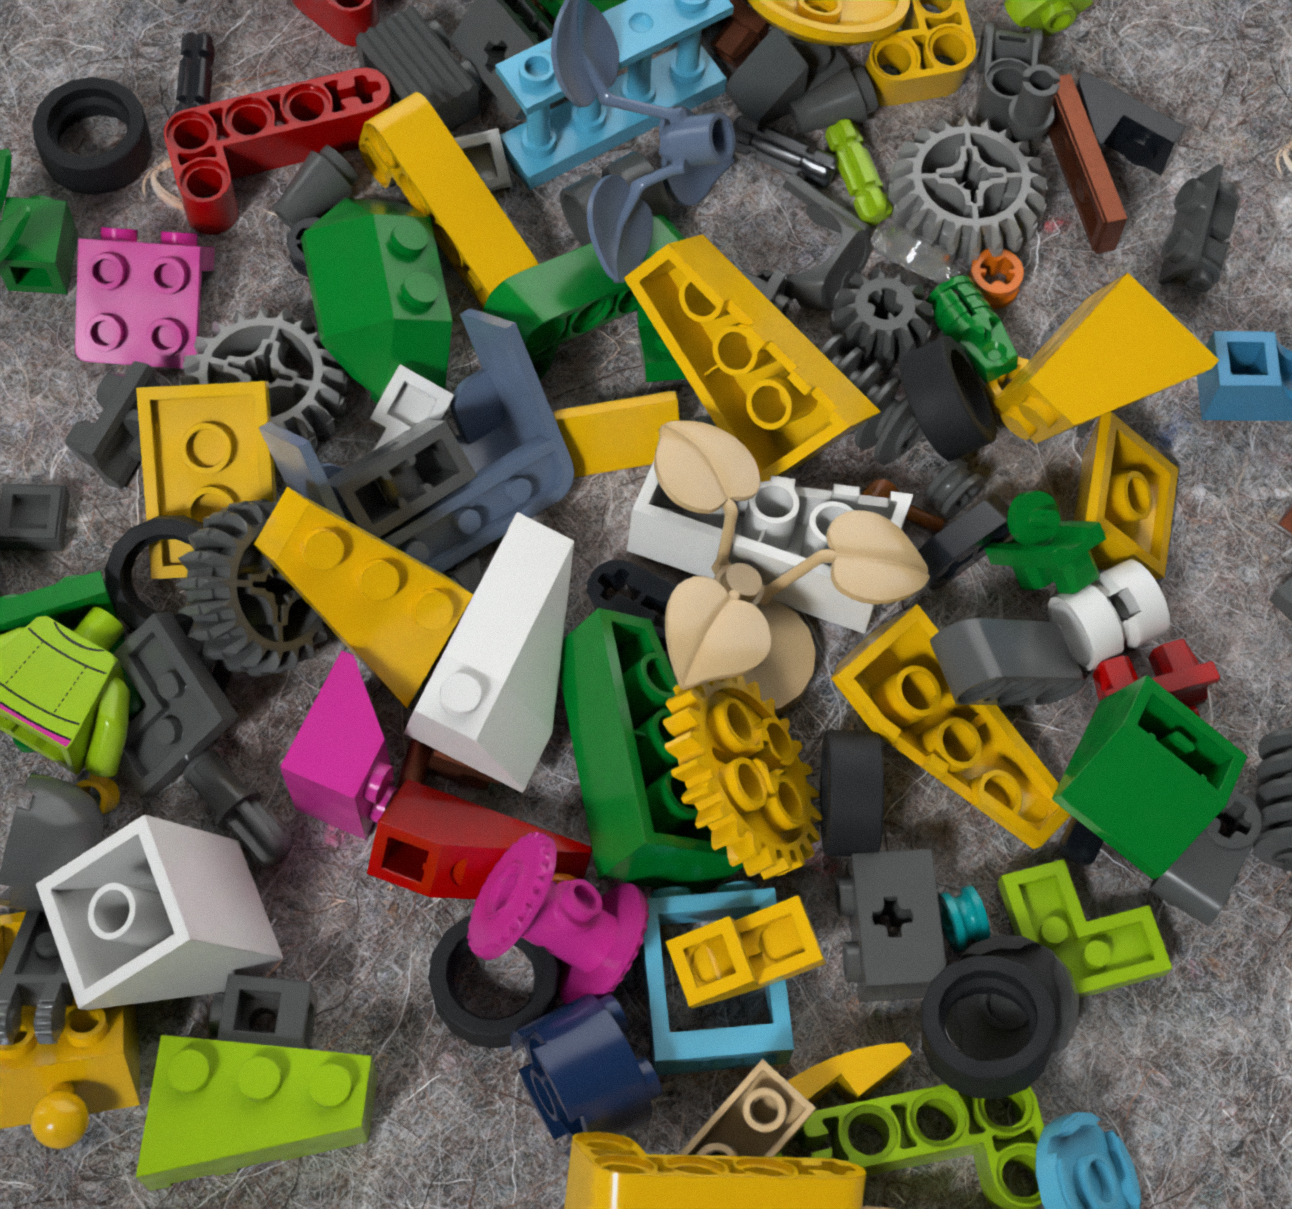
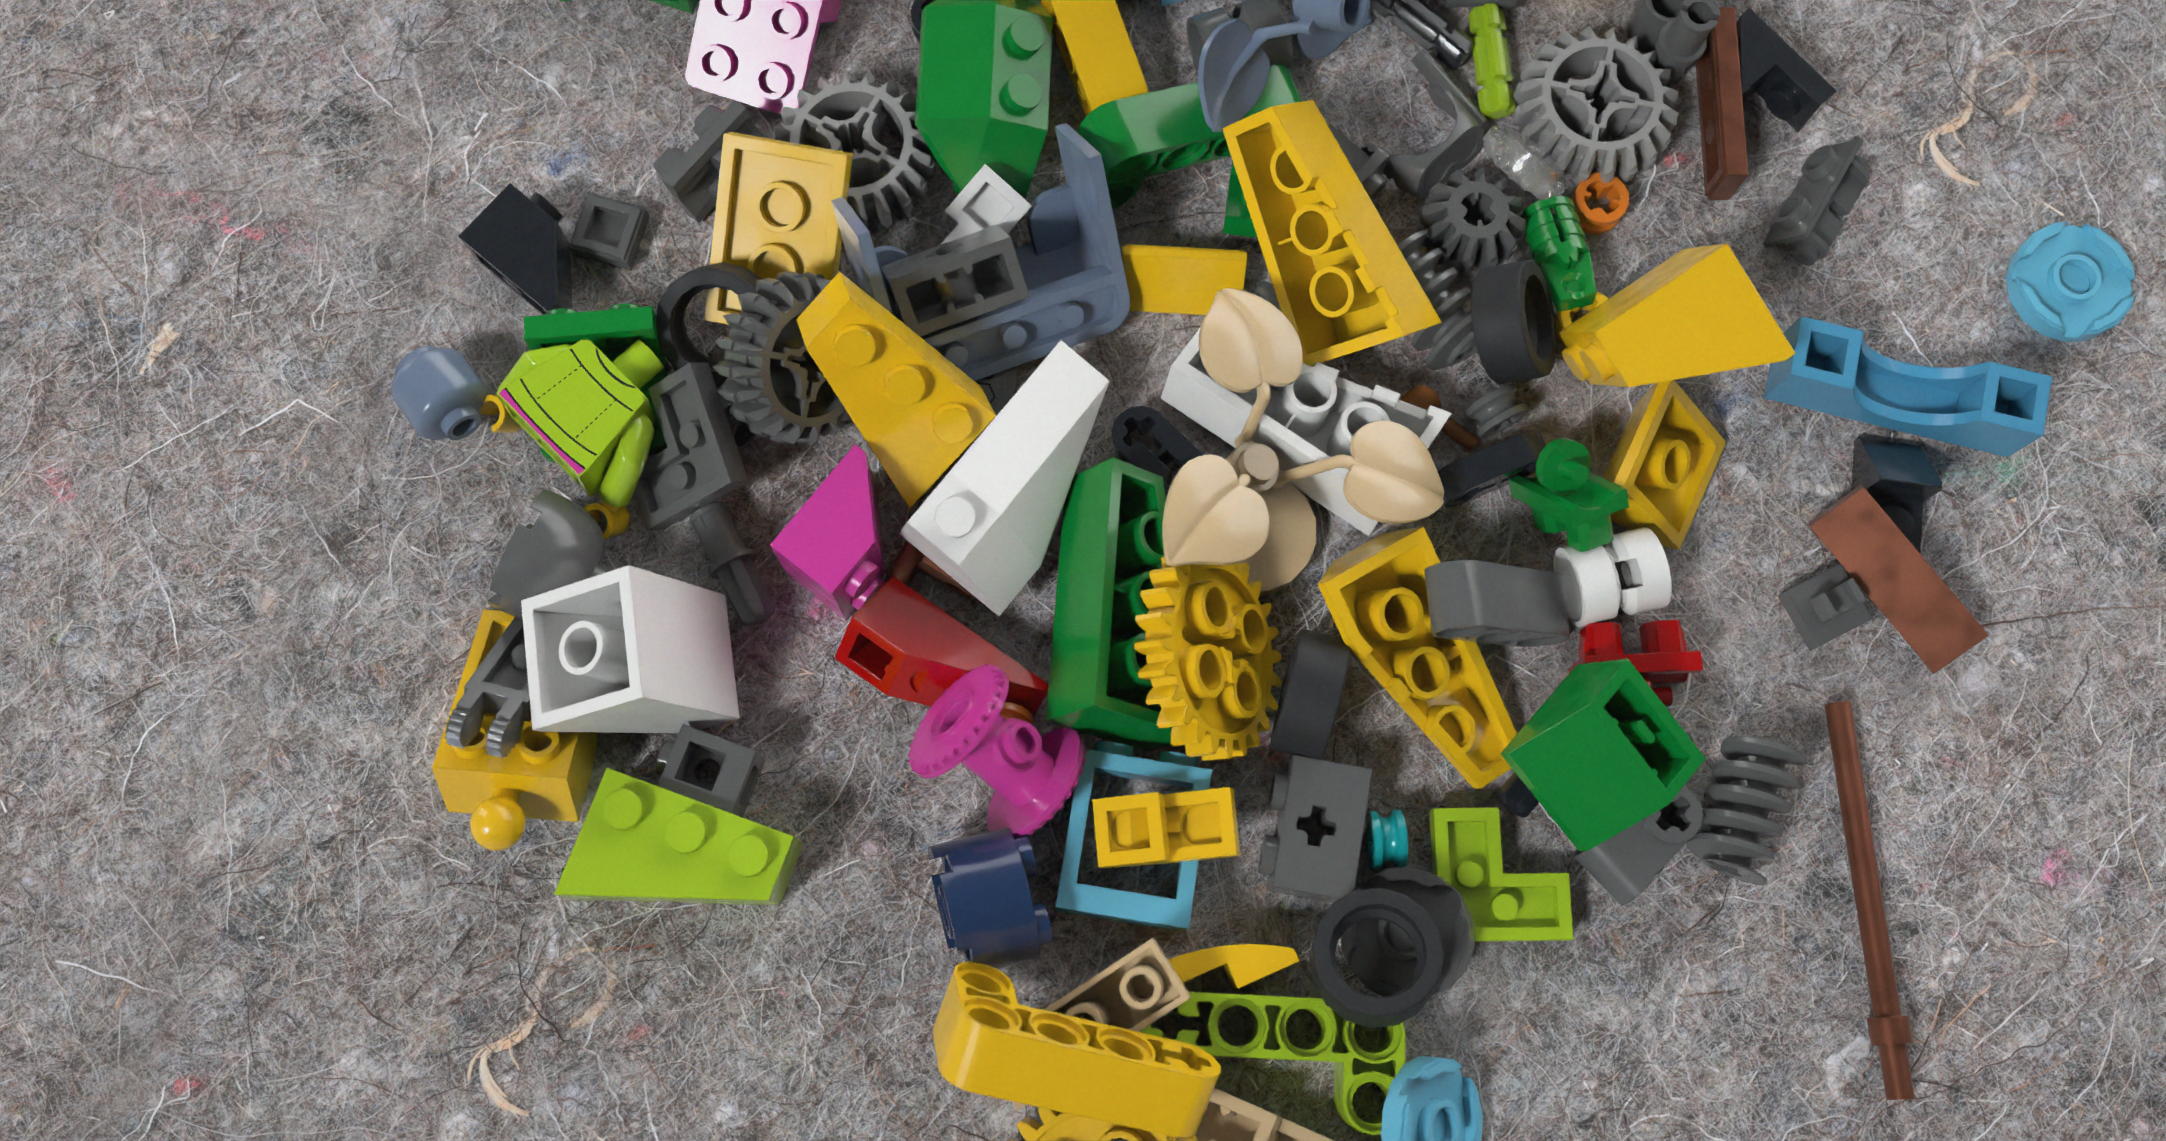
camera: 15 degrees right, 10 degrees up
(470, 1026) = (912, 833): black tyre -> none

